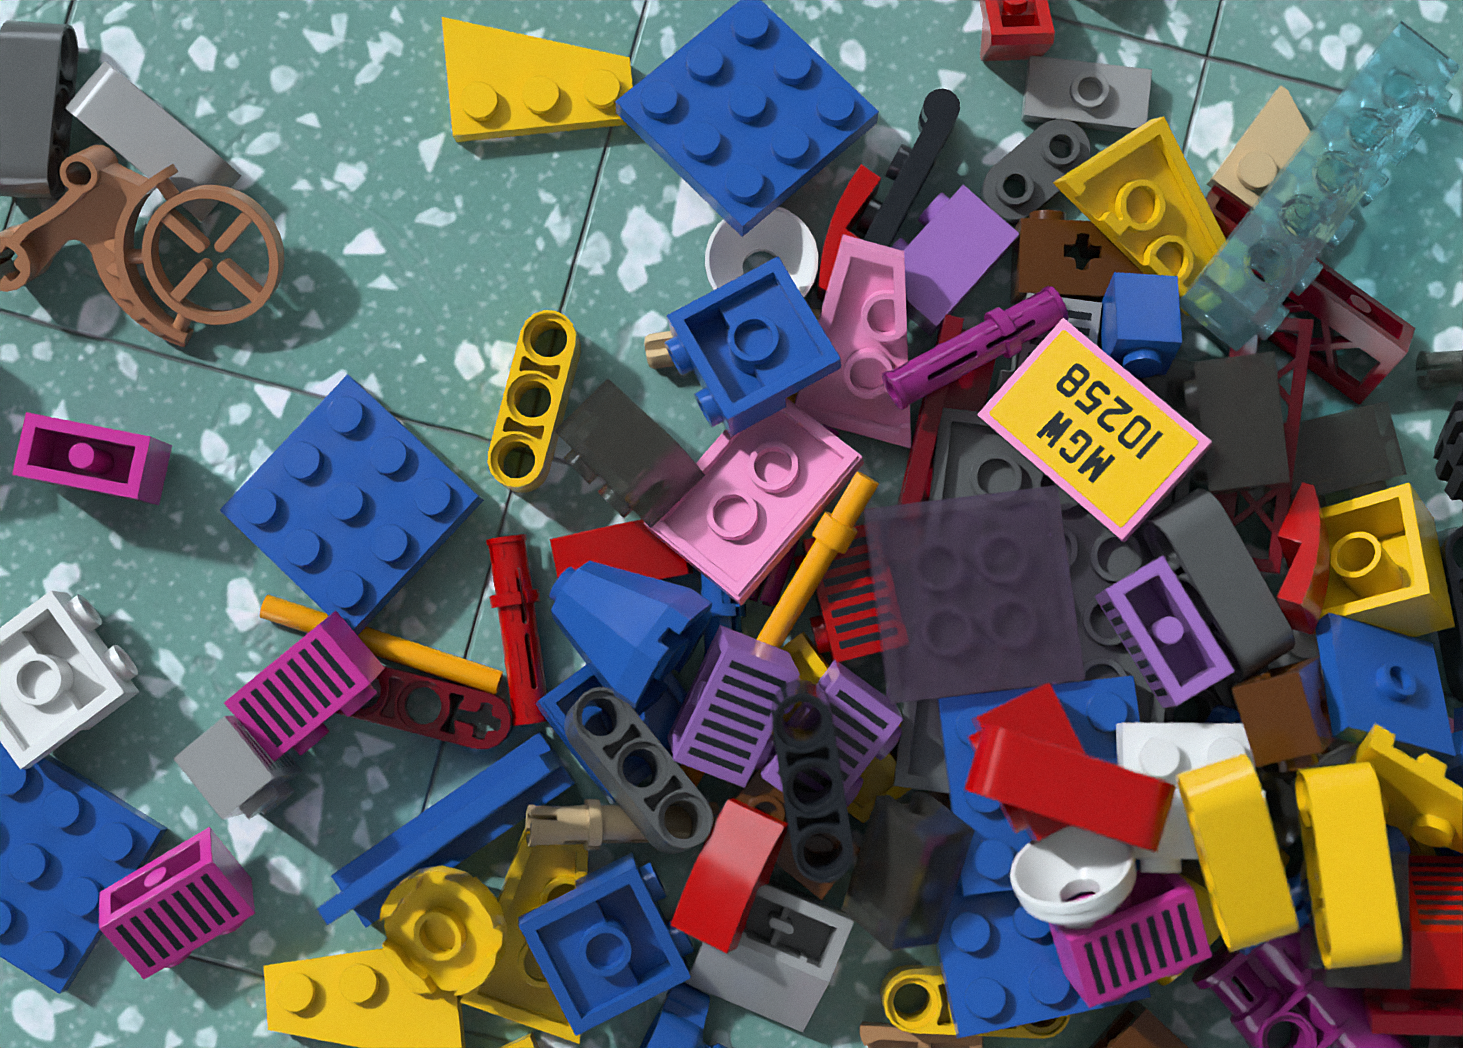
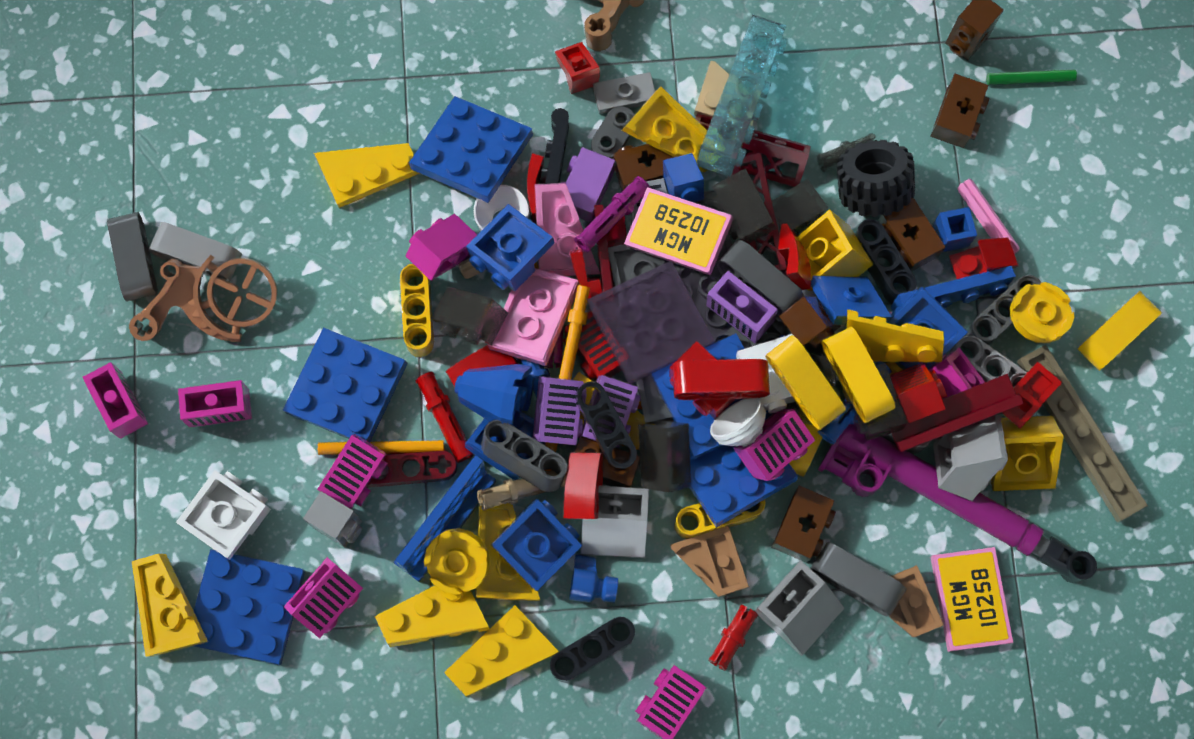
camera: 25 degrees left, 10 degrees down
(620, 293) = (440, 246): none -> dark pink brick
(880, 464) = (579, 267): none -> red slope

